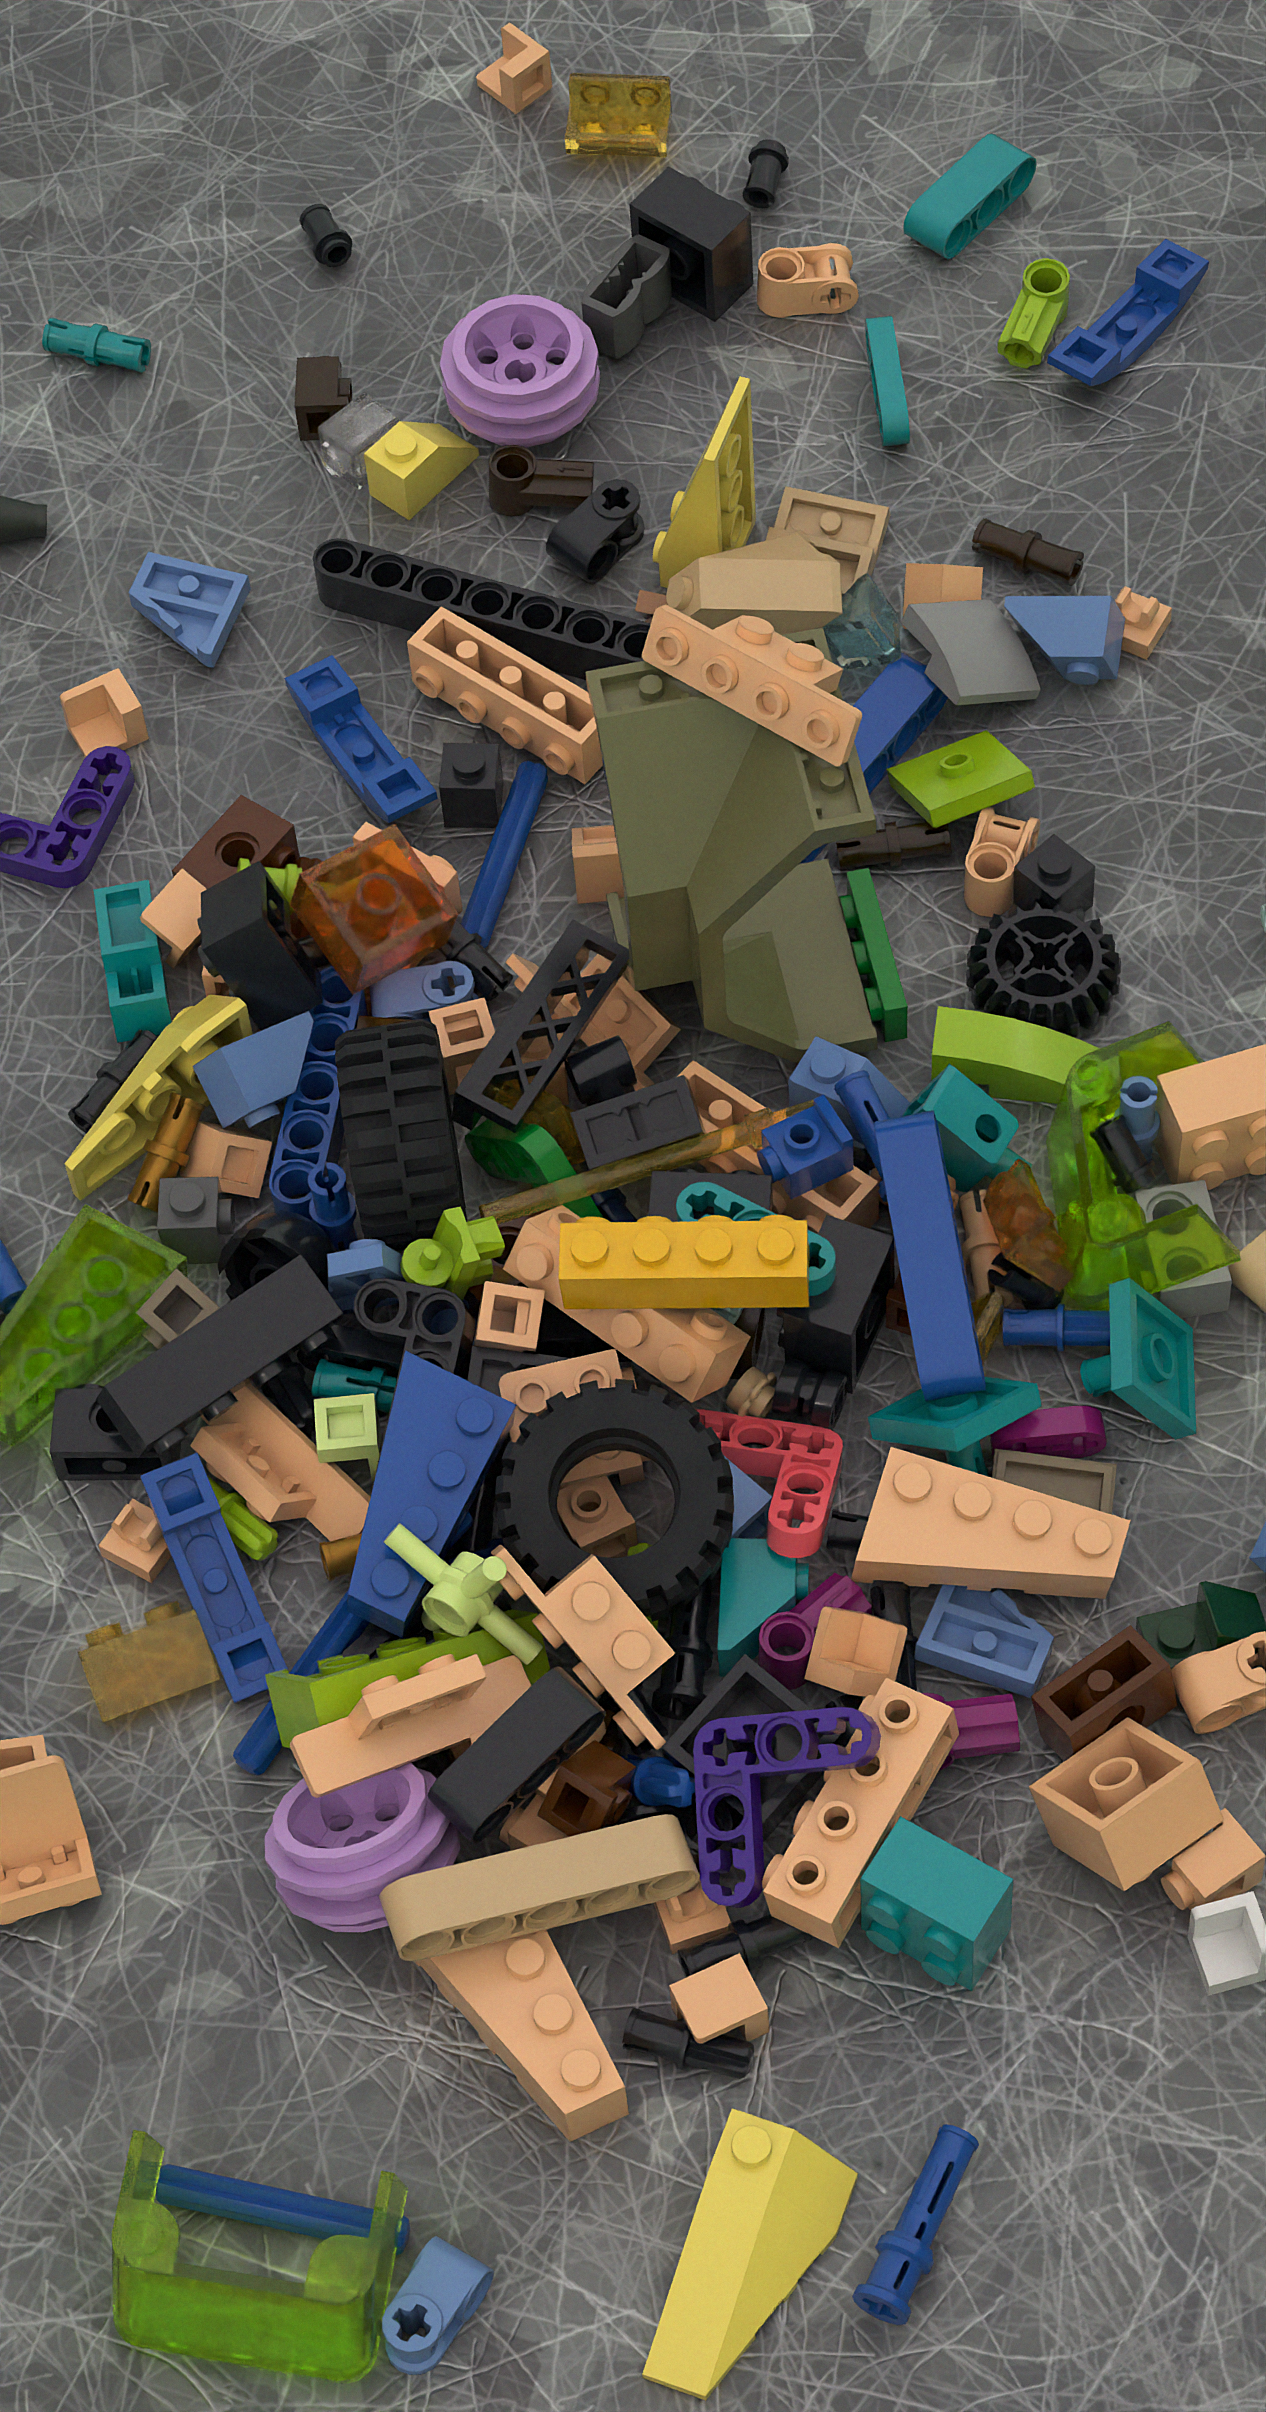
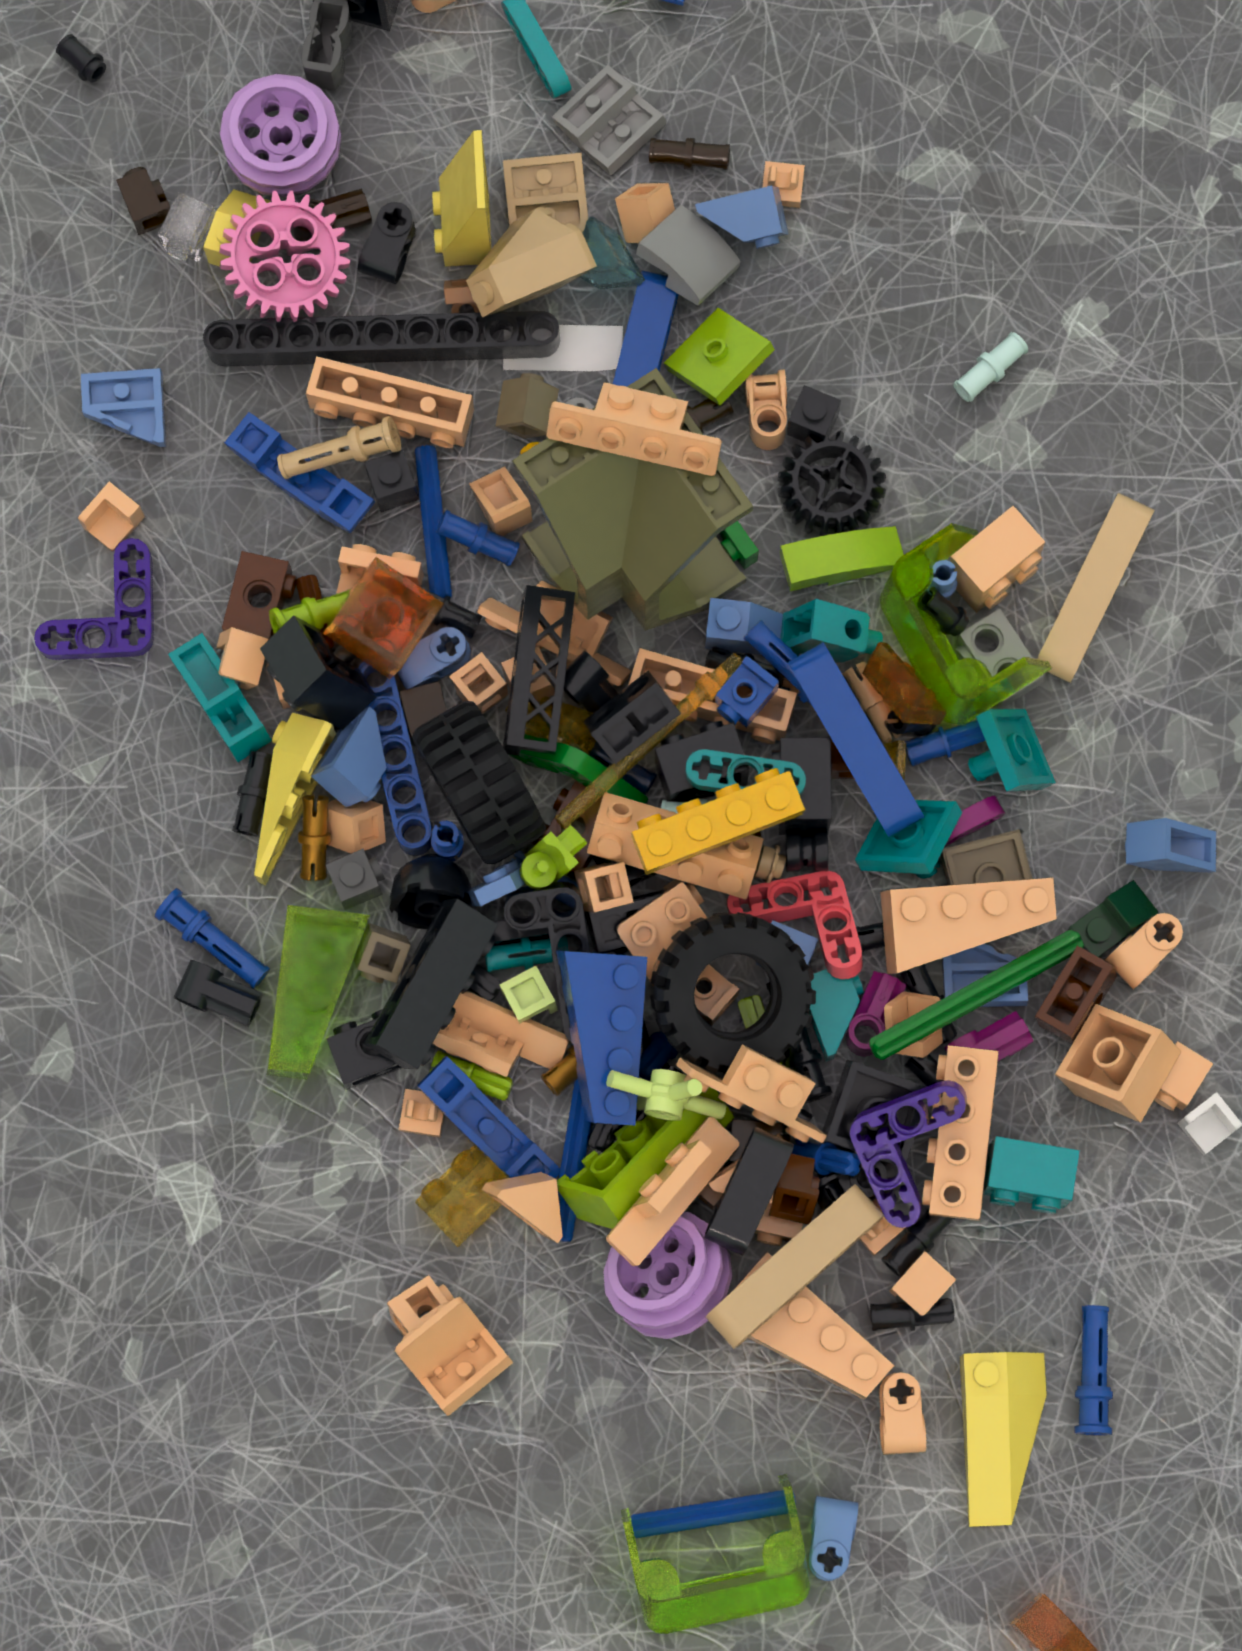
camera: 25 degrees left, 20 degrees up
(224, 1689) = (532, 1200): none -> light nougat slope
(443, 720) = (357, 440): none -> tan pin
(456, 488) = (291, 291): none -> bright pink gear
(548, 881) = (477, 538): none -> blue pin
(609, 2180) = (901, 1424): none -> light nougat piece
(942, 488) = (609, 120): none -> light grey slope
(950, 1641) = (975, 995): none -> green axle

